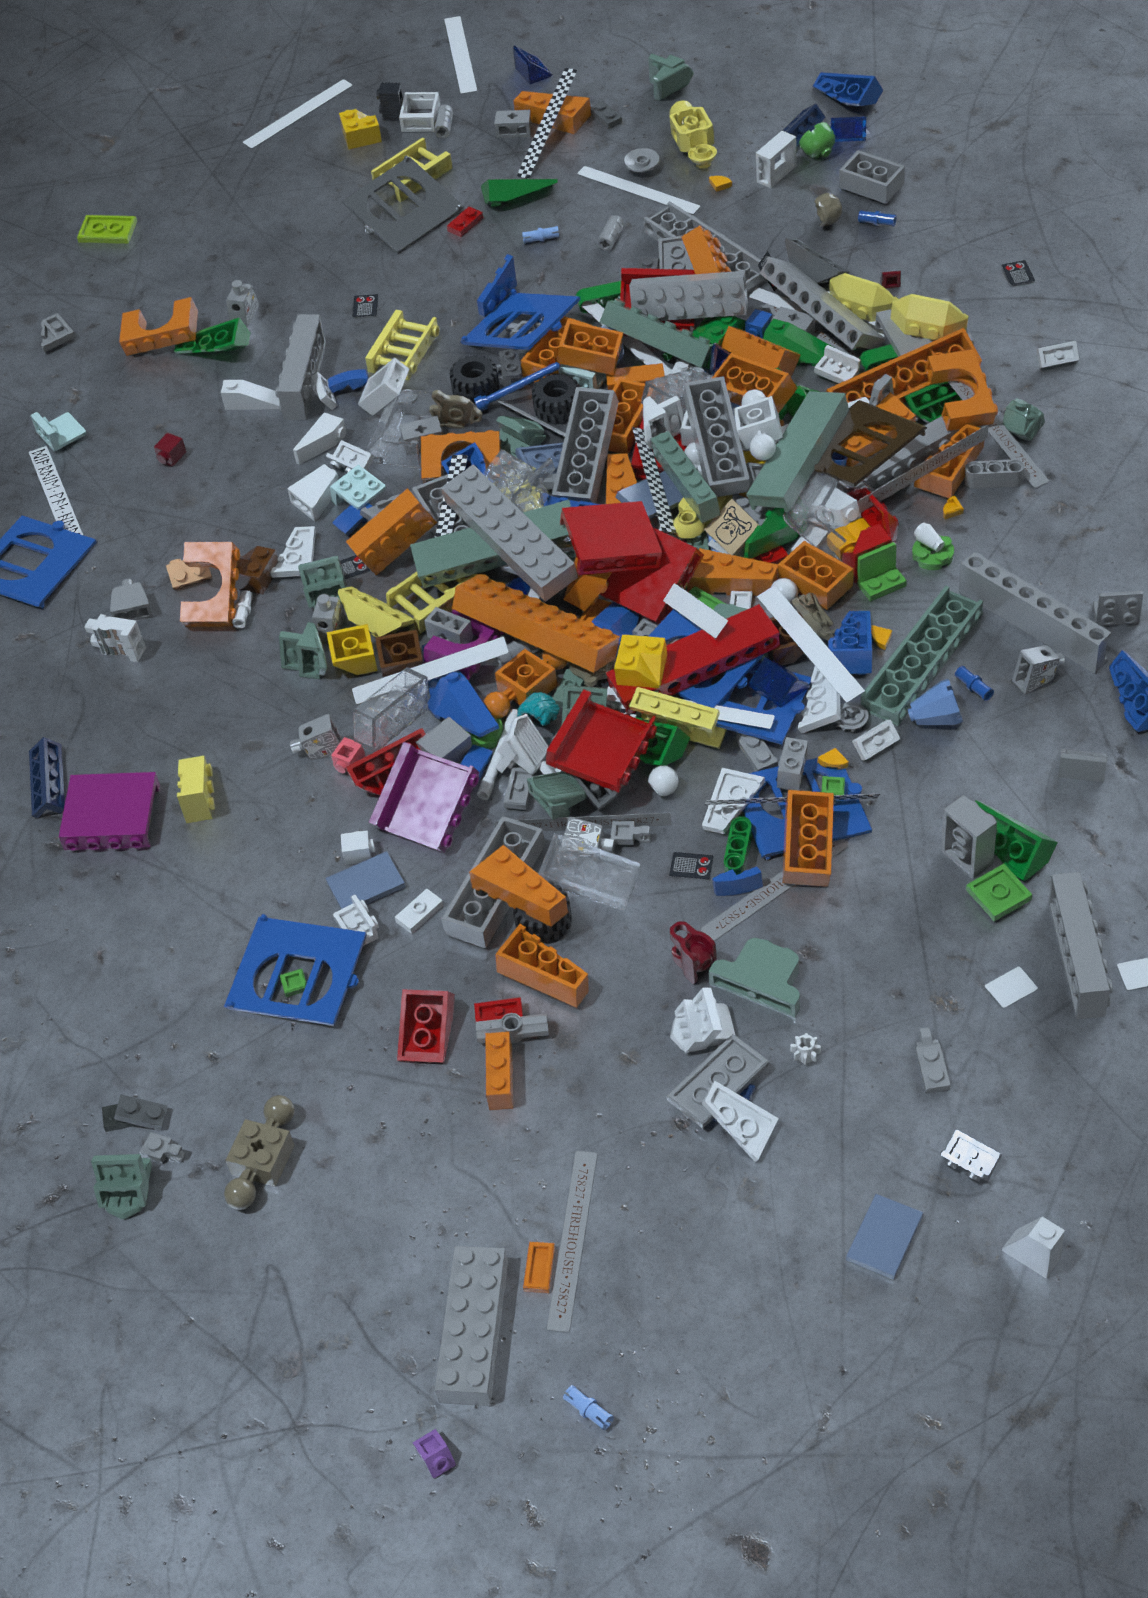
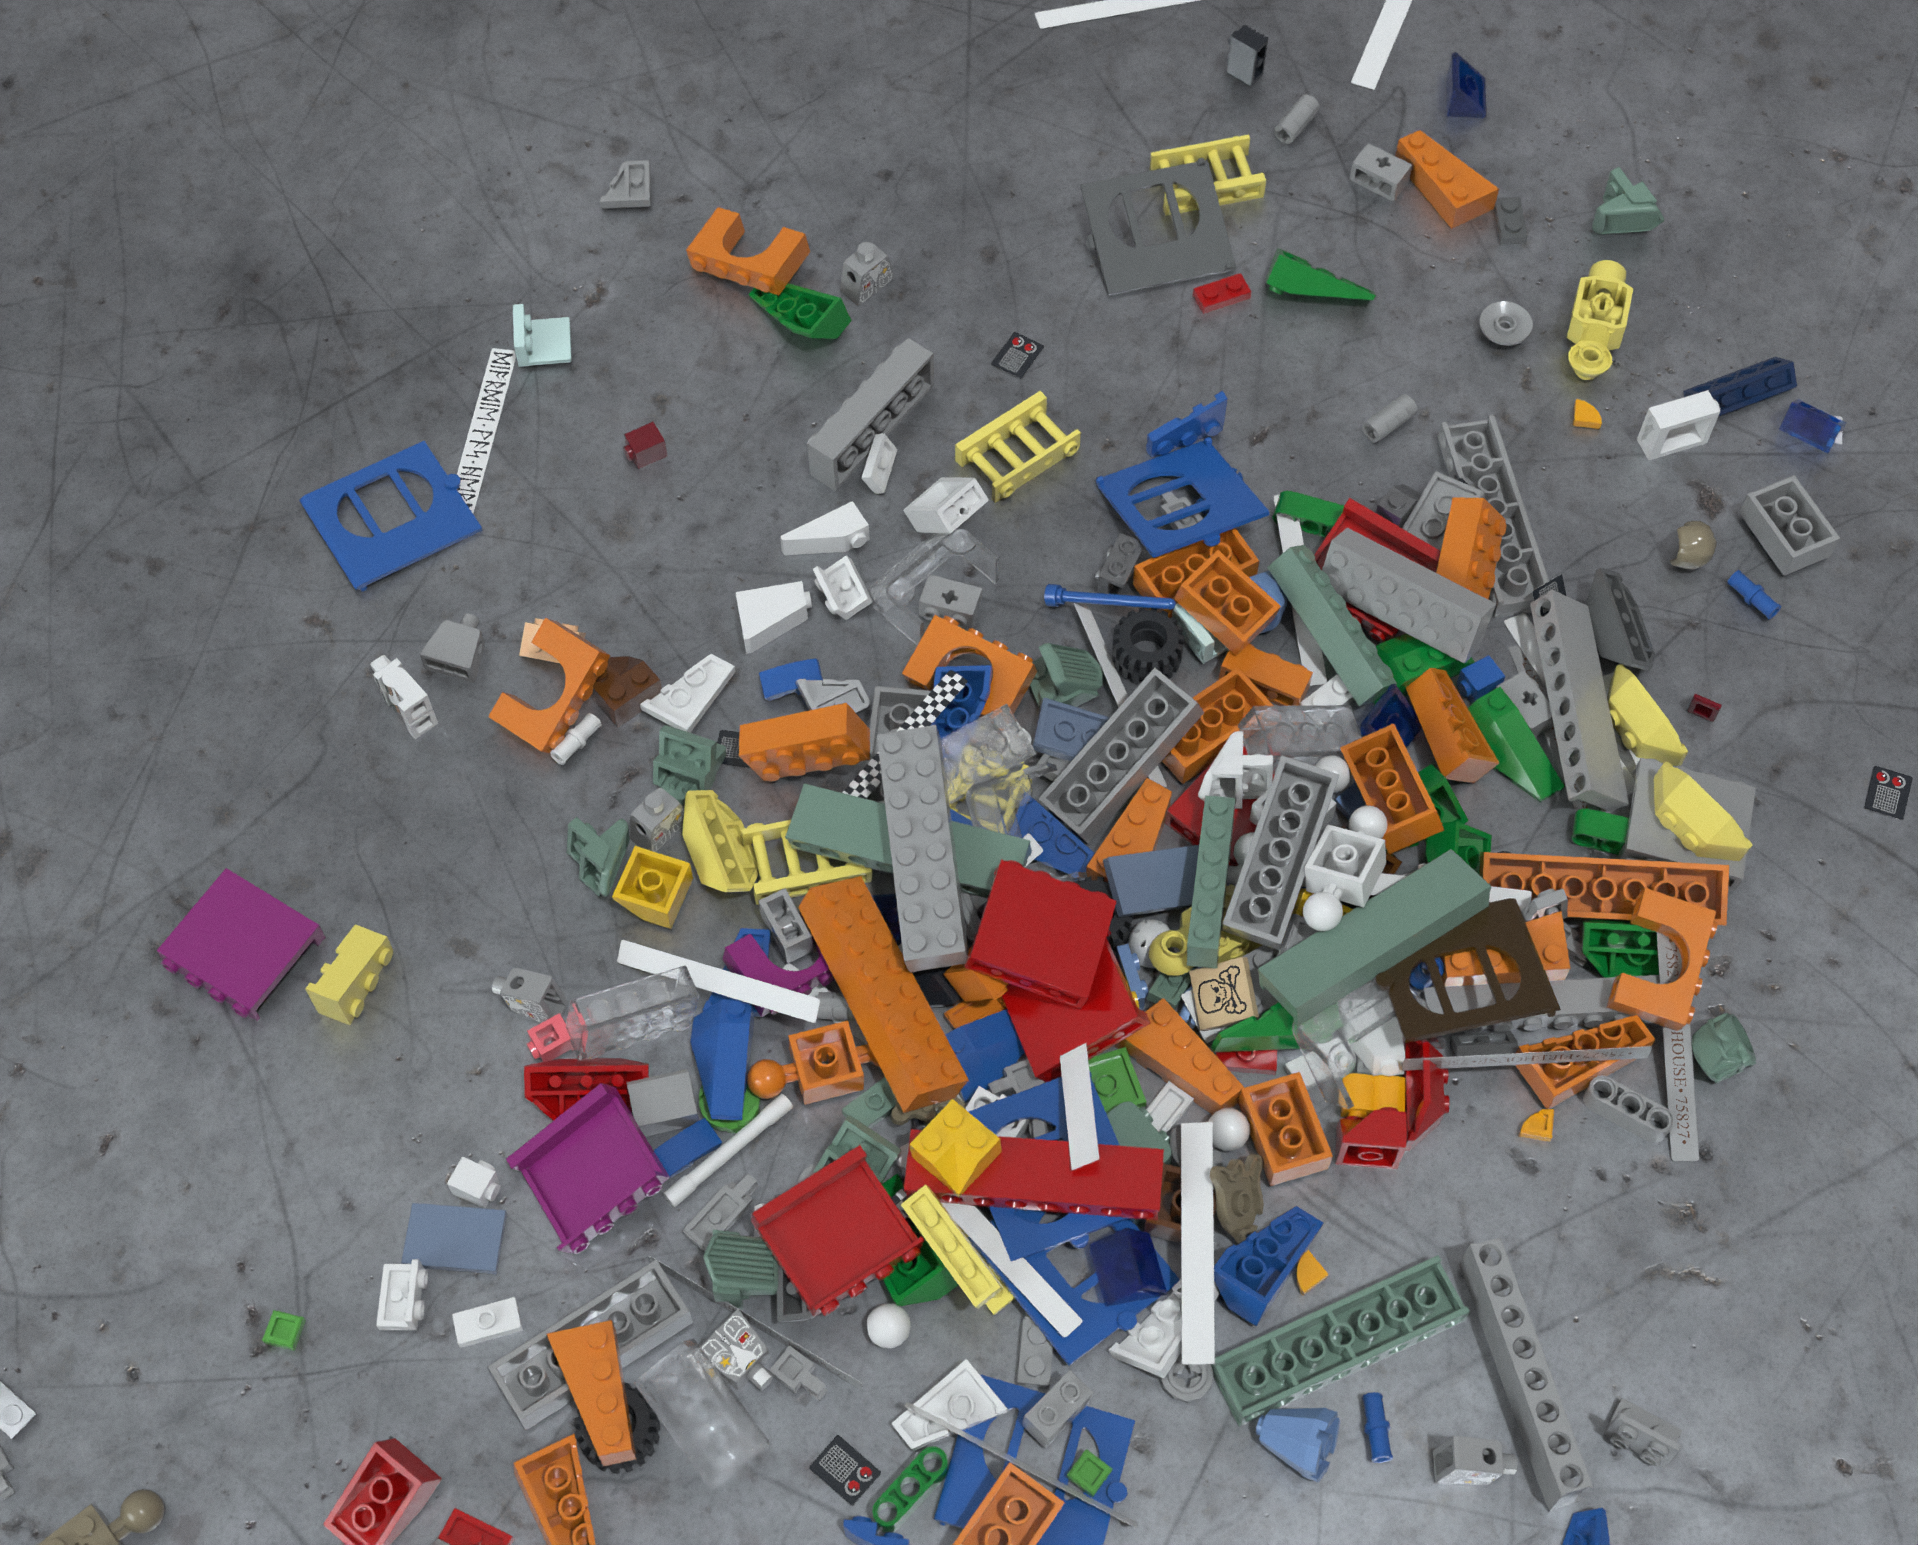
camera: 25 degrees right, 10 degrees up
(46, 777) = (207, 848): dark blue fence -> none
(107, 229) = (790, 61): lime tile -> none
(247, 396) = (783, 415): white slope -> none
(285, 938) = (342, 1296): blue door -> none
(354, 378) = (924, 463): blue slope -> none
(356, 488) = (818, 641): light aqua bracket -> none
(359, 129) = (1184, 74): yellow slope -> none
(398, 652) = (702, 929): reddish brown slope -> none
(419, 121) = (1265, 104): white window -> none
(454, 410) = (1006, 592): dark tan tile -> none
(474, 377) = (1072, 537): black tyre -> none
(523, 746) = (751, 1170): white piece -> none
(540, 234) = (1301, 369): light blue pin -> none
(540, 706) = (809, 1120): teal hair -> none
(546, 123) = (1418, 199): sticker -> none
(637, 189) = (1475, 366): white sticker -> none
(654, 482) = (1171, 865): sticker -> none
(819, 141) = (1756, 427): bright green cylinder -> none
(833, 759) = (1118, 1430): light orange tile -> none
(837, 365) = (1537, 810): white bracket -> none
(849, 88) = (1856, 361): blue wedge -> none
(876, 739) = (1192, 1435): white plate -> none
(879, 573) = (1369, 1179): bright green bracket -> none
(928, 536) = (1468, 1163): white cone -> none
(935, 561) = (1466, 1198): bright green plate -> none
(1057, 354) = (1847, 965): white plate -> none

